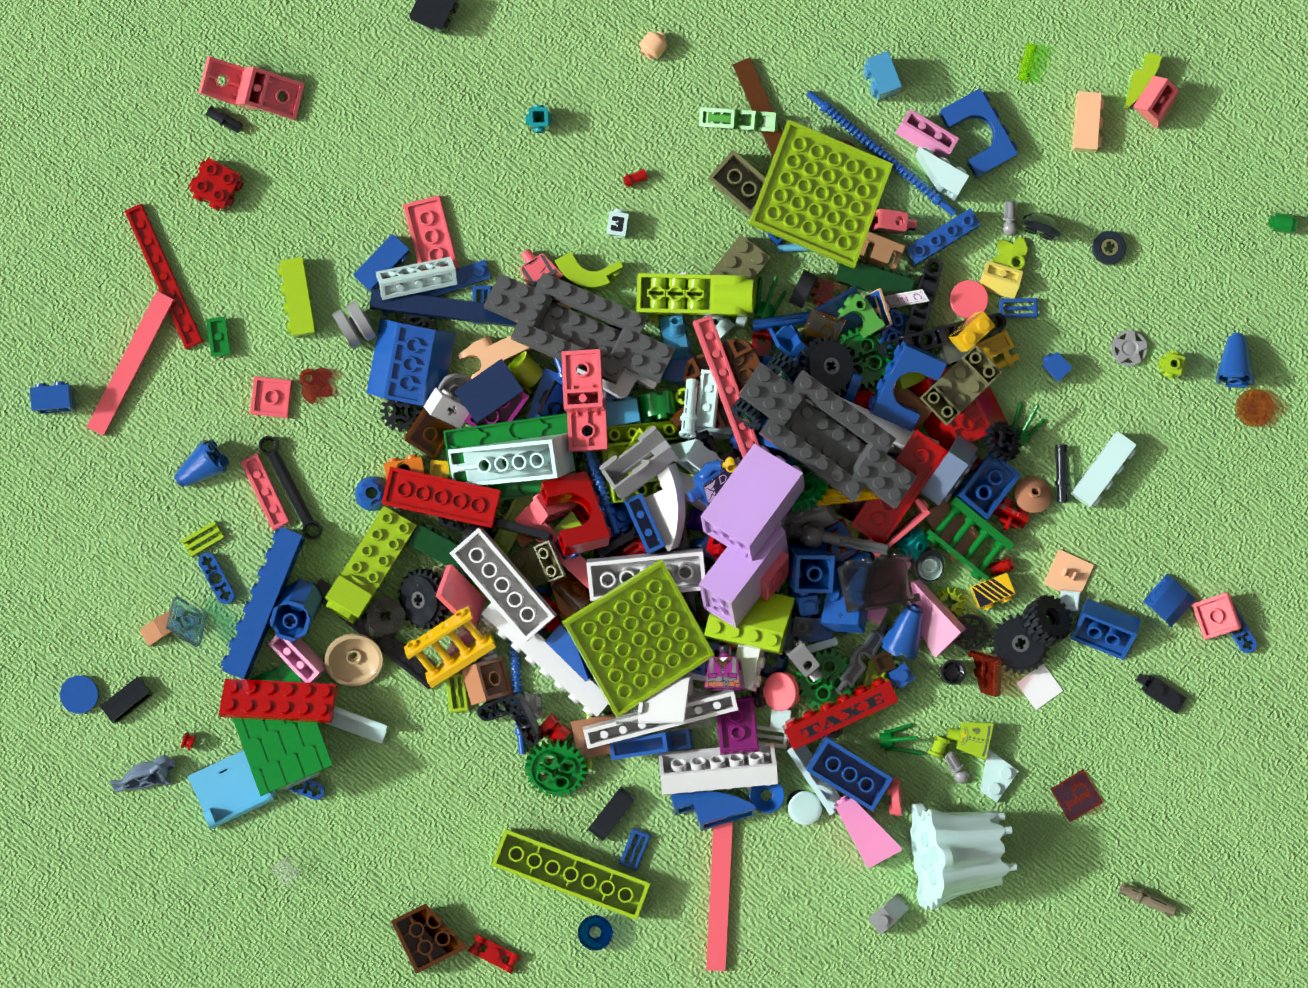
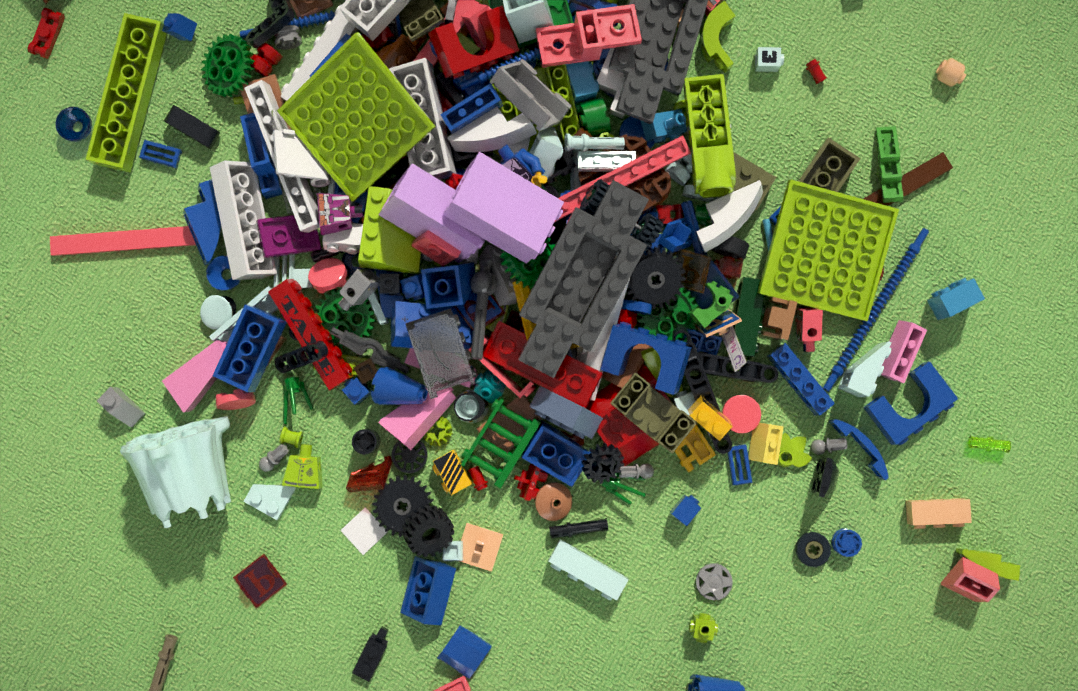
camera: 90 degrees right, 0 degrees up
(509, 813) = (179, 26): none -> blue brick
(775, 285) = (729, 214): none -> white slope
(863, 724) = (300, 356): none -> black beam
(1013, 401) = (645, 471): none -> light grey axle
(1034, 174) = (877, 464): none -> blue slope
(1106, 214) = (846, 542): none -> blue wheel

